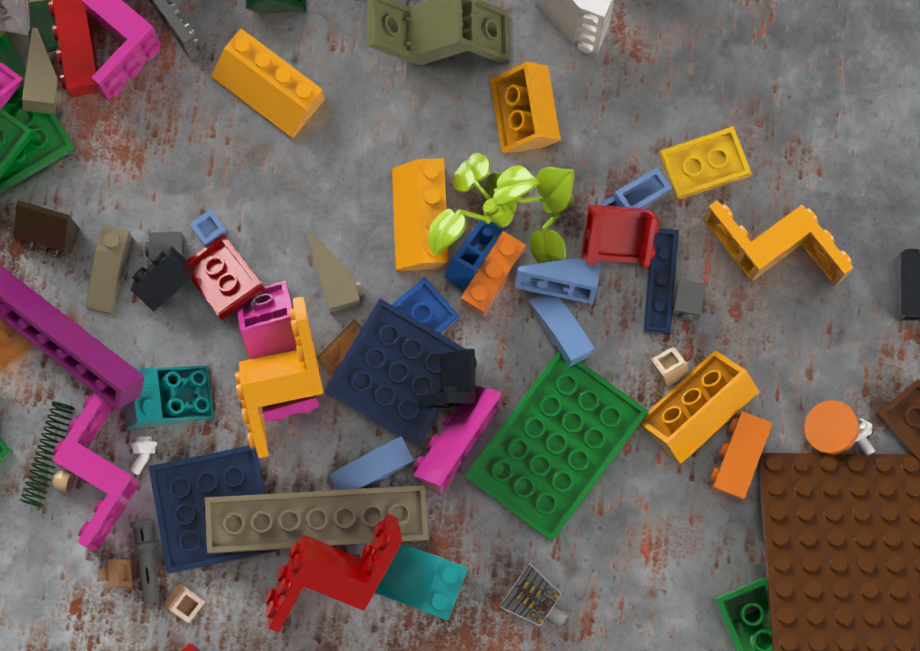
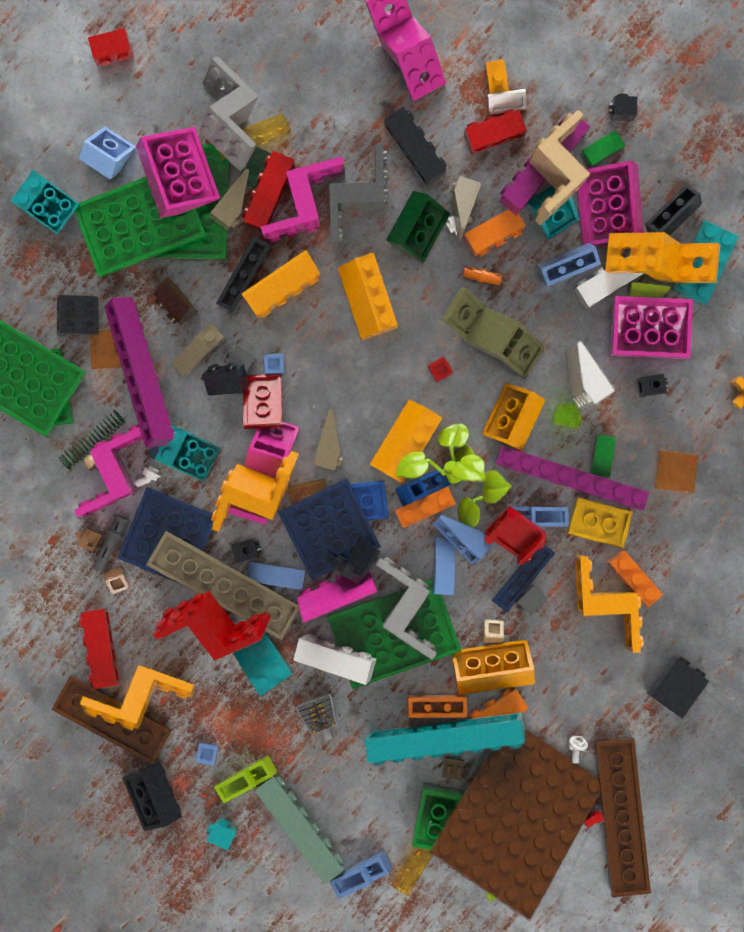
camera: 30 degrees right, 10 degrees up
(108, 150) = (244, 275): none -> black brick
(158, 132) = (282, 284): none -> light orange slope
(316, 461) = (246, 550): none -> black brick
(405, 112) = (440, 369): none -> red tile
(506, 517) = (335, 659): none -> white brick
(548, 396) = (406, 607): none -> light grey bracket
(585, 70) = (567, 416): none -> clear neon green brick
(640, 132) = (571, 478): none -> magenta brick
(656, 86) = (603, 455): none -> green slope
(664, 492) = (437, 706): none -> orange brick
(699, 518) = (445, 738): none -> teal brick
(734, 557) = (453, 768): none -> medium nougat tile
(751, 51) = (676, 471): none -> clear orange tile
(786, 195) = (634, 578): none -> orange brick
(831, 427) = (562, 733): orange tile -> none

